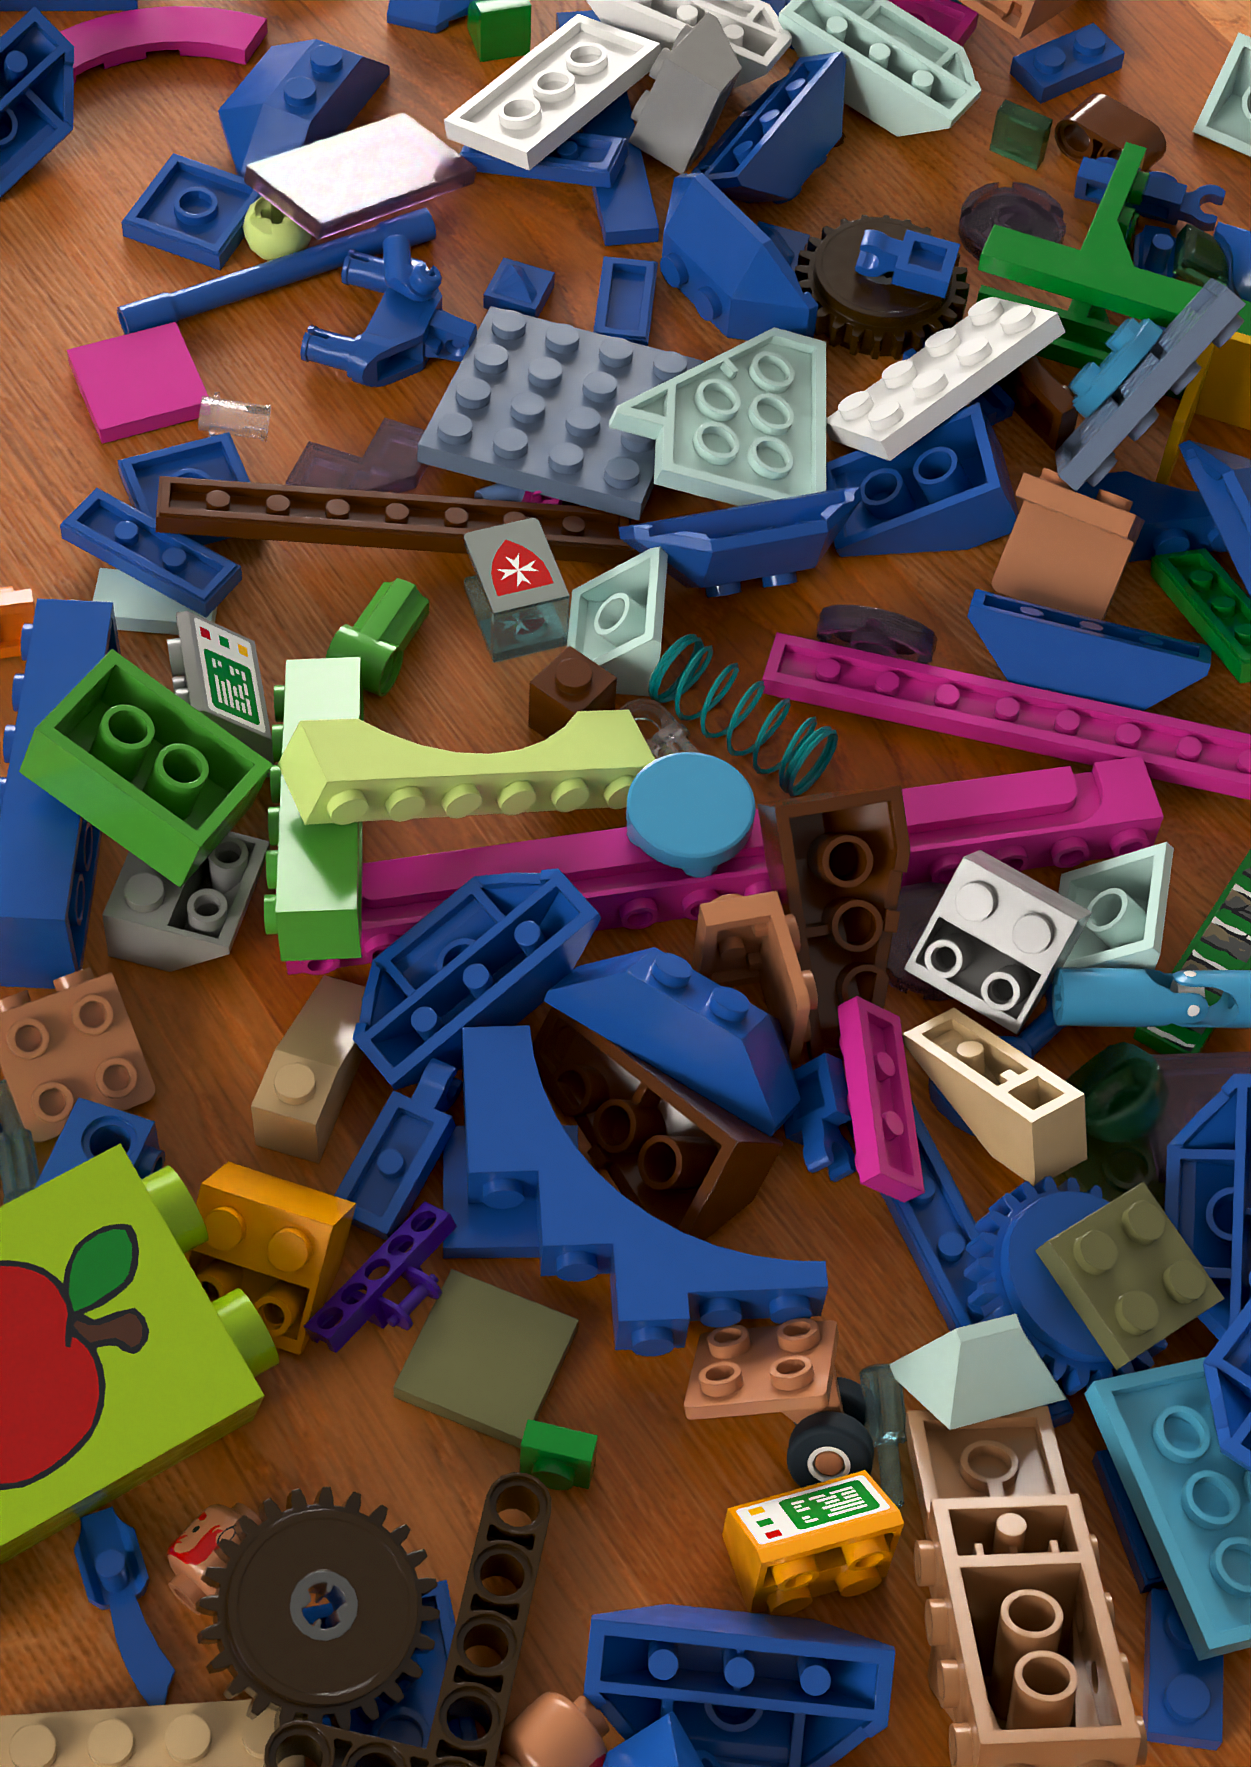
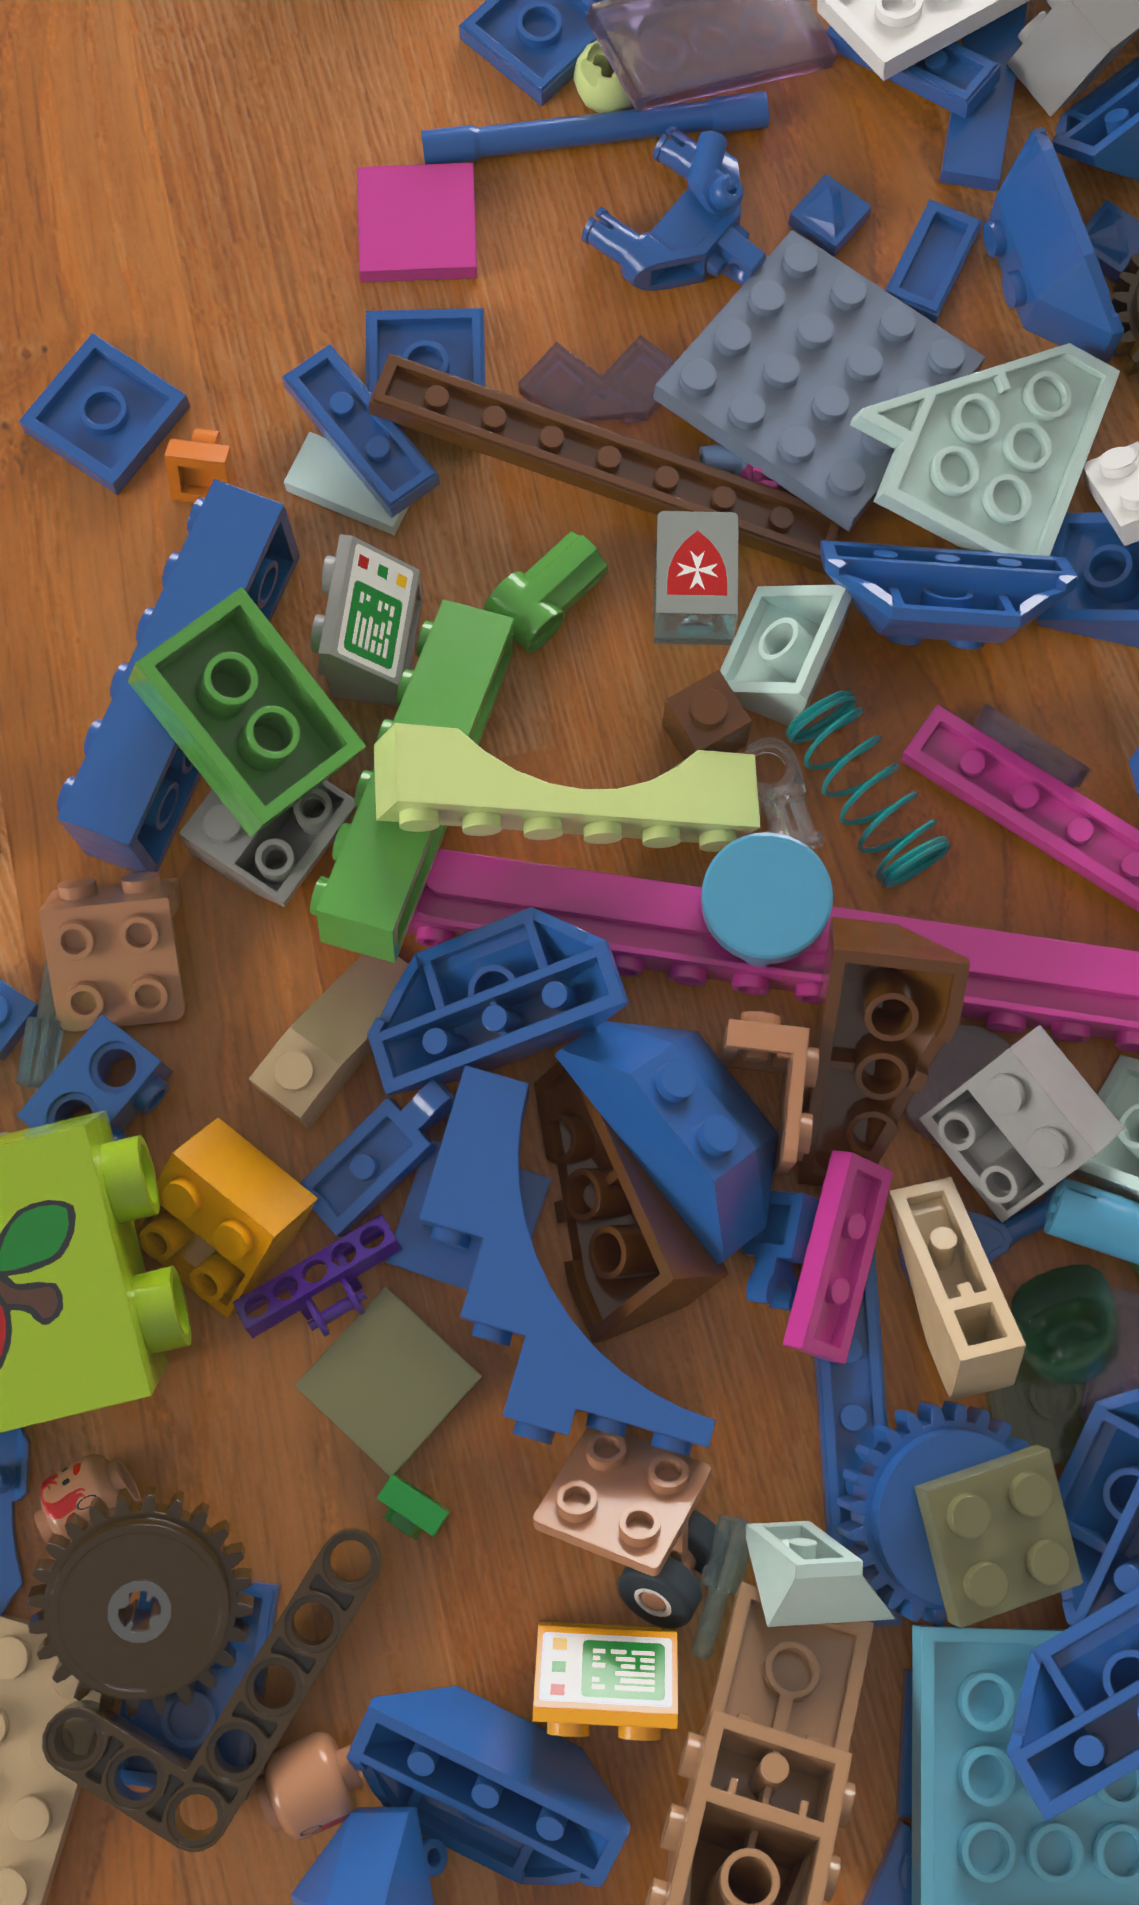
camera: 25 degrees right, 20 degrees up
(235, 417) = (492, 293): clear pin -> none

